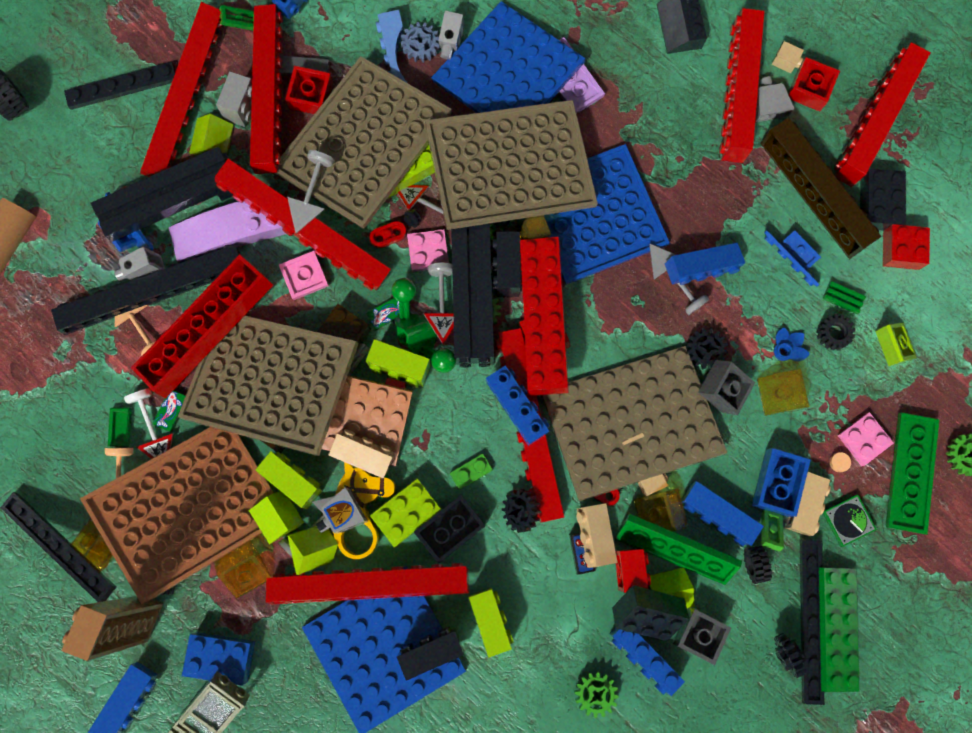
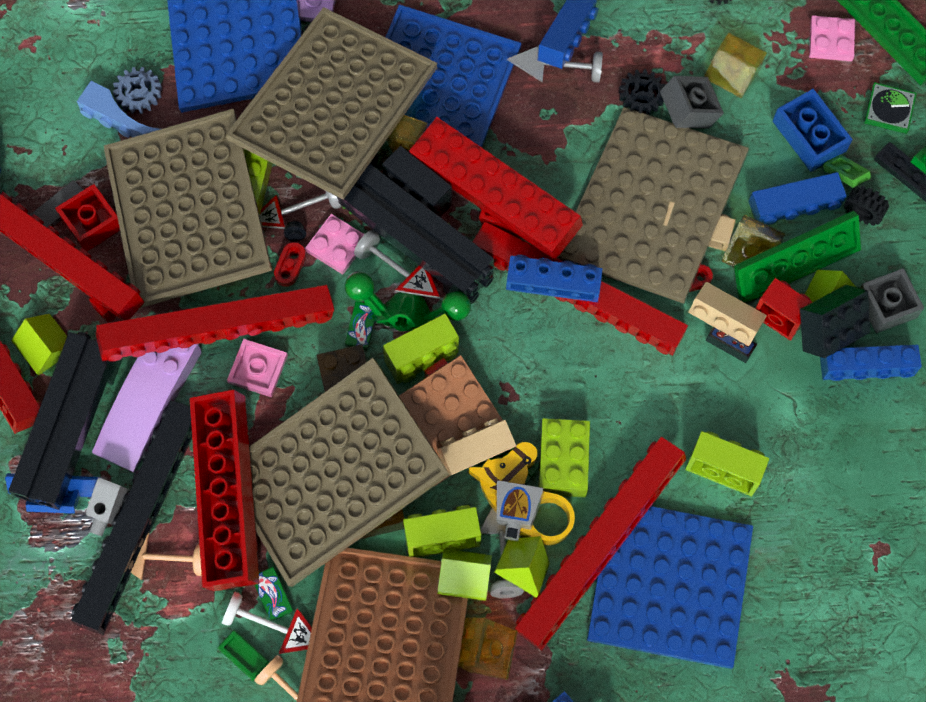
camera: 45 degrees left, 10 degrees down
(236, 99) = (36, 284): light grey brick -> none
(301, 211) = (206, 307): light grey piece -> none
(430, 653) = (712, 532): black brick -> none
(449, 529) = (613, 430): black brick -> none
(451, 33) = (157, 57): light grey torso -> none
(471, 471) = (575, 374): bright green plate -> none
(521, 510) = (639, 356): black gear -> none
(590, 700) = (875, 425): bright green gear -> none
(791, 344) = (699, 26): blue plate -> none
(810, 506) = (864, 139): tan brick -> none
(840, 462) = (834, 73): light nougat tile -> none

